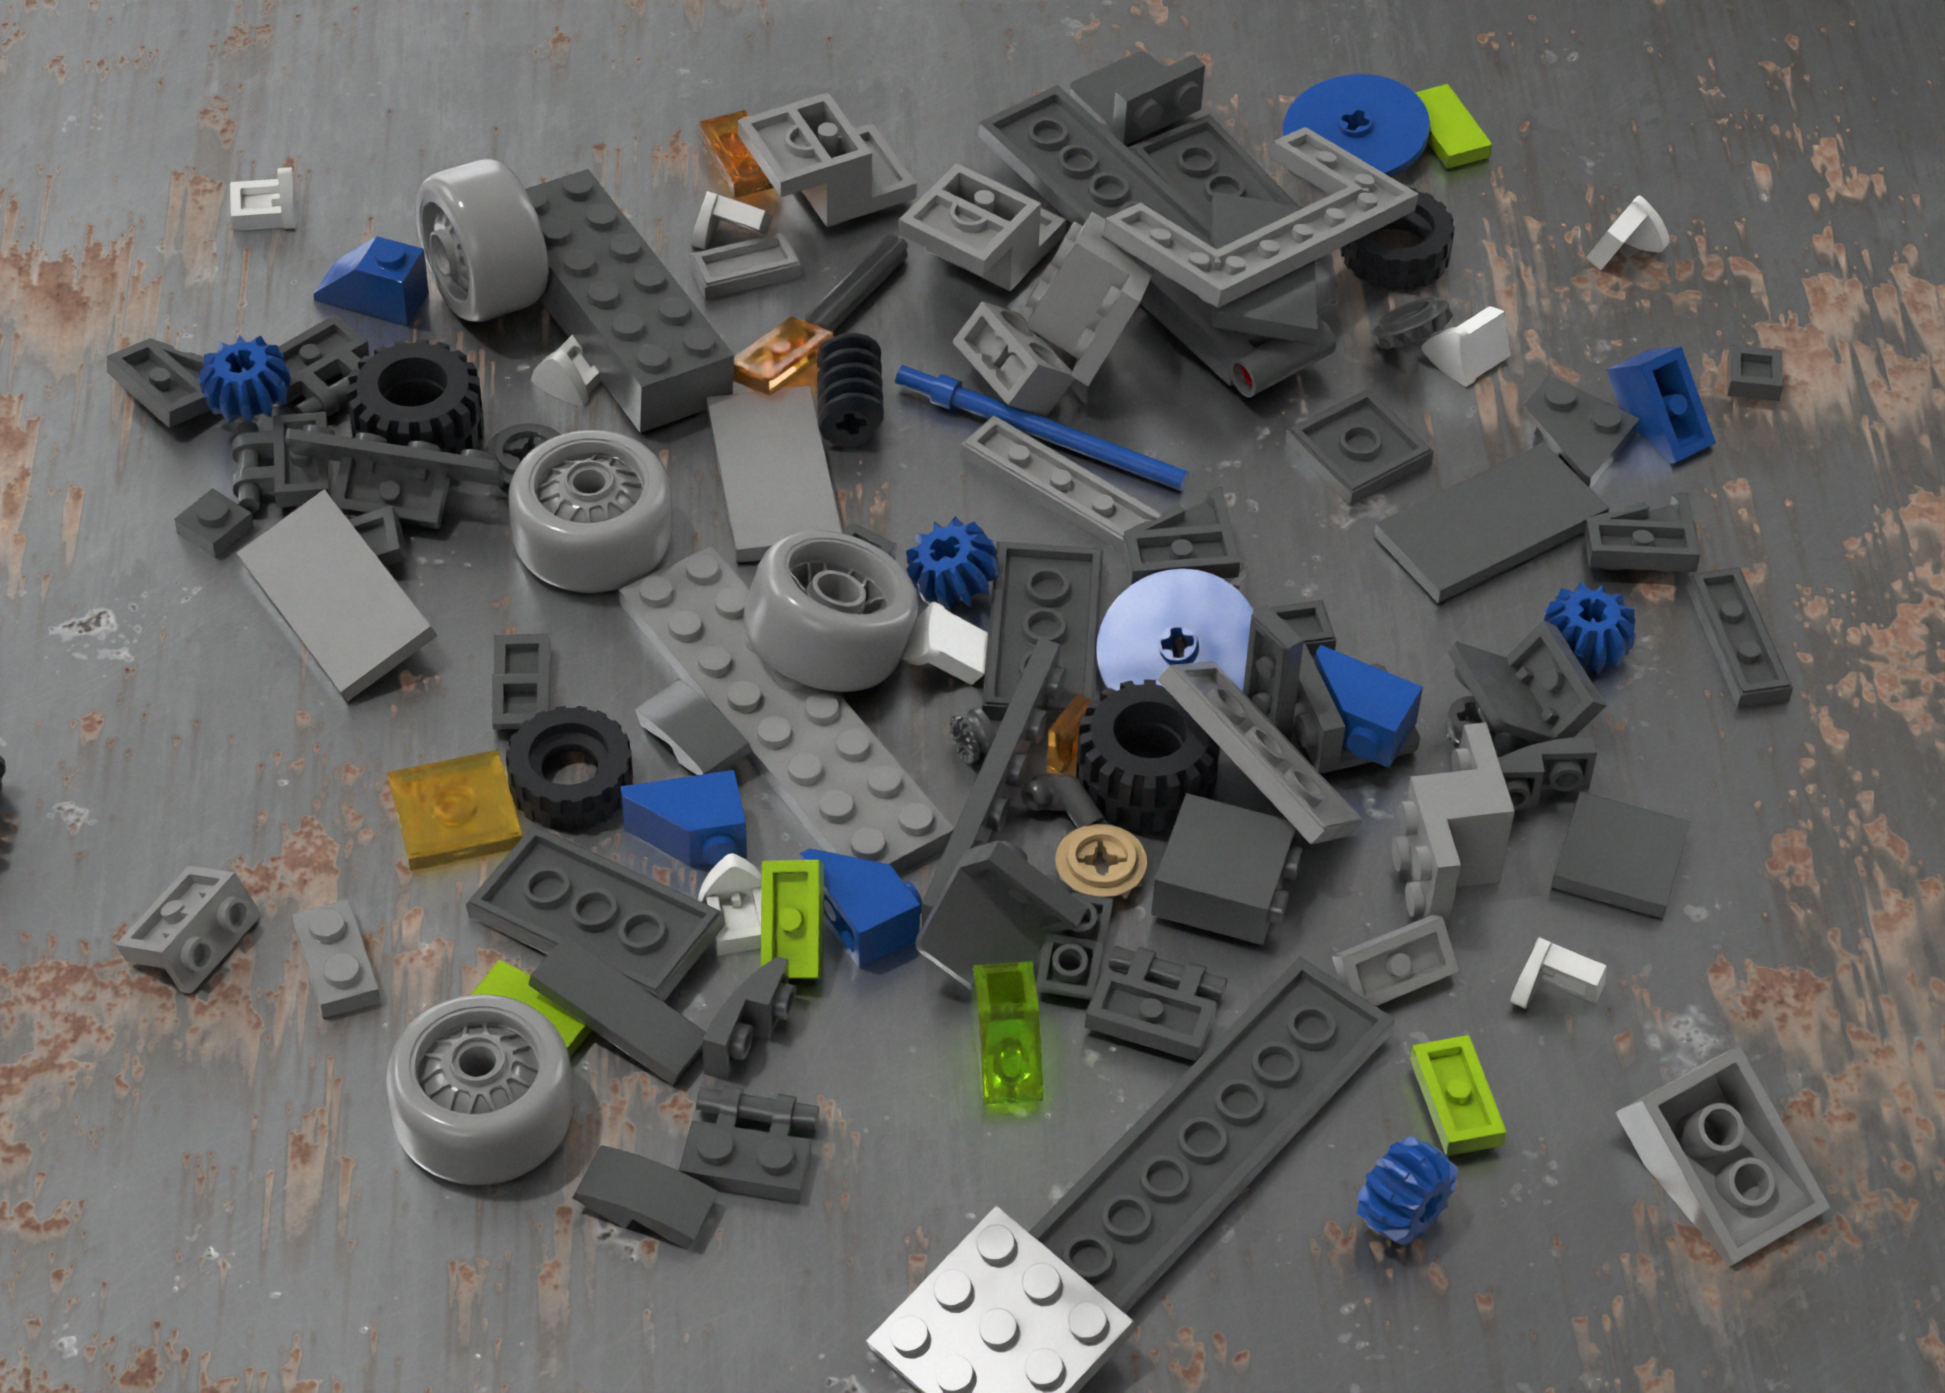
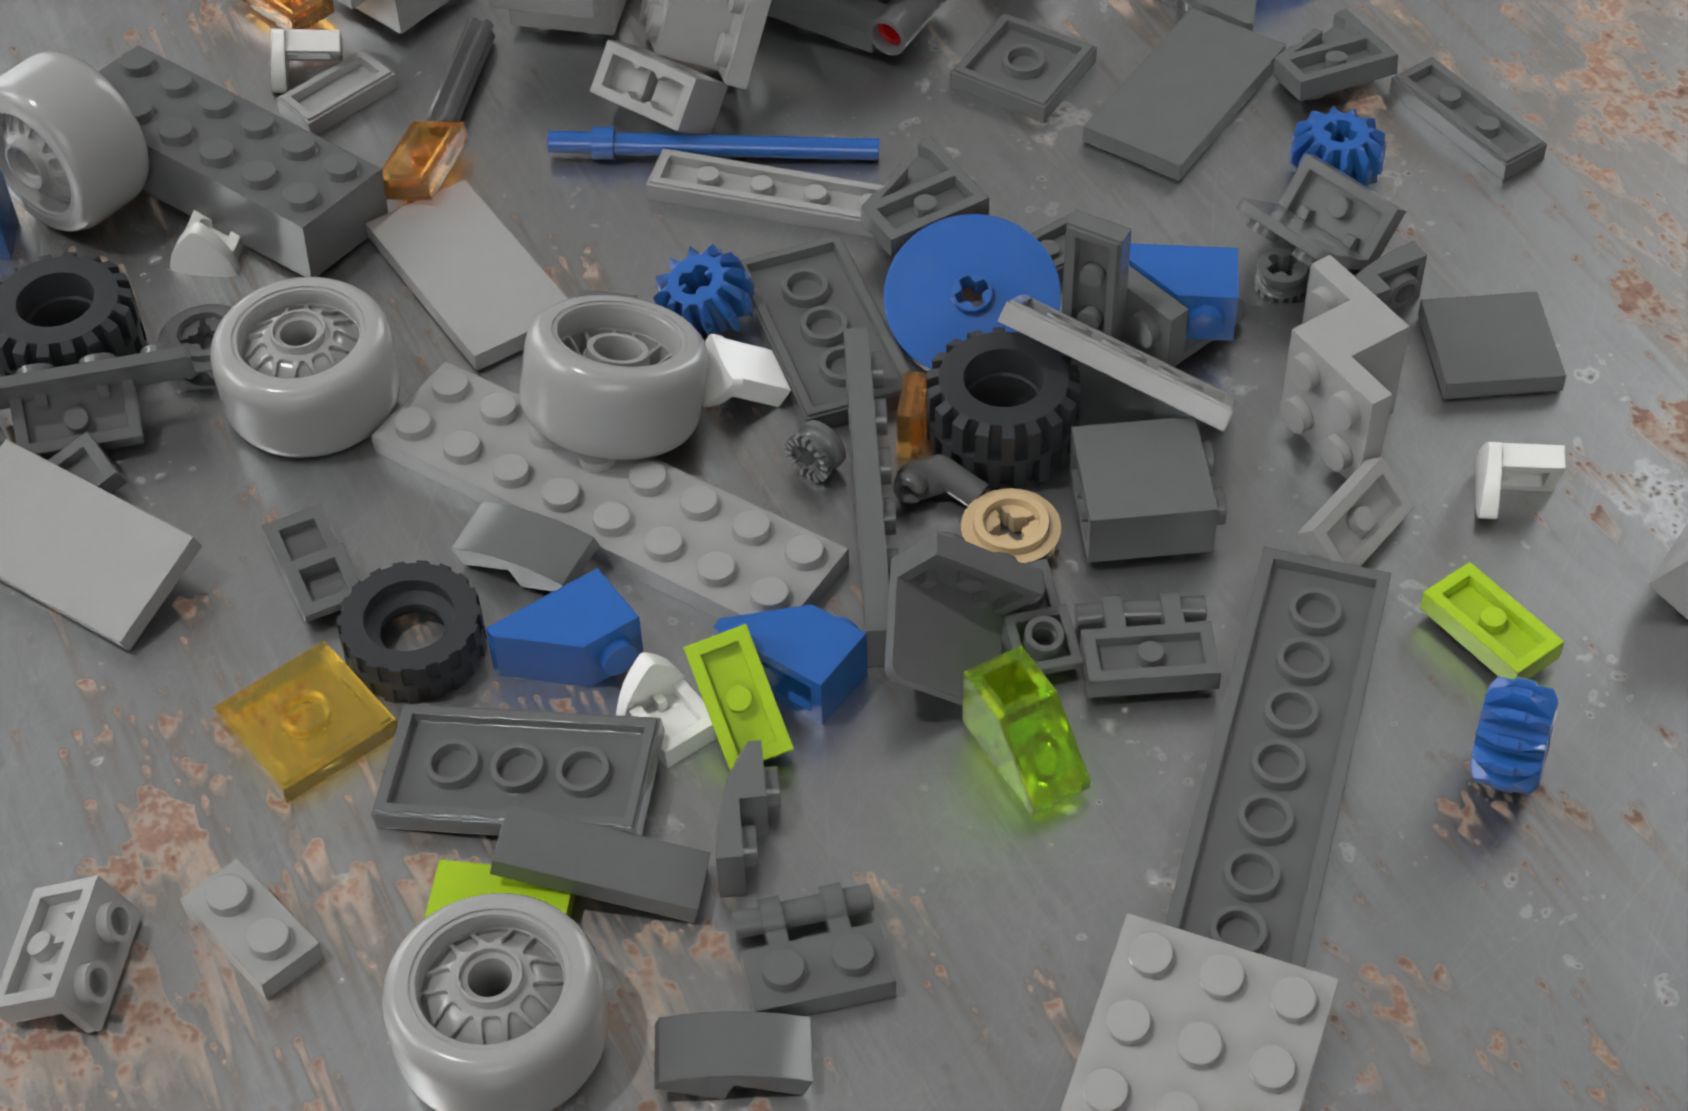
camera: 20 degrees left, 0 degrees up
(849, 389) = (509, 167): black piece -> none

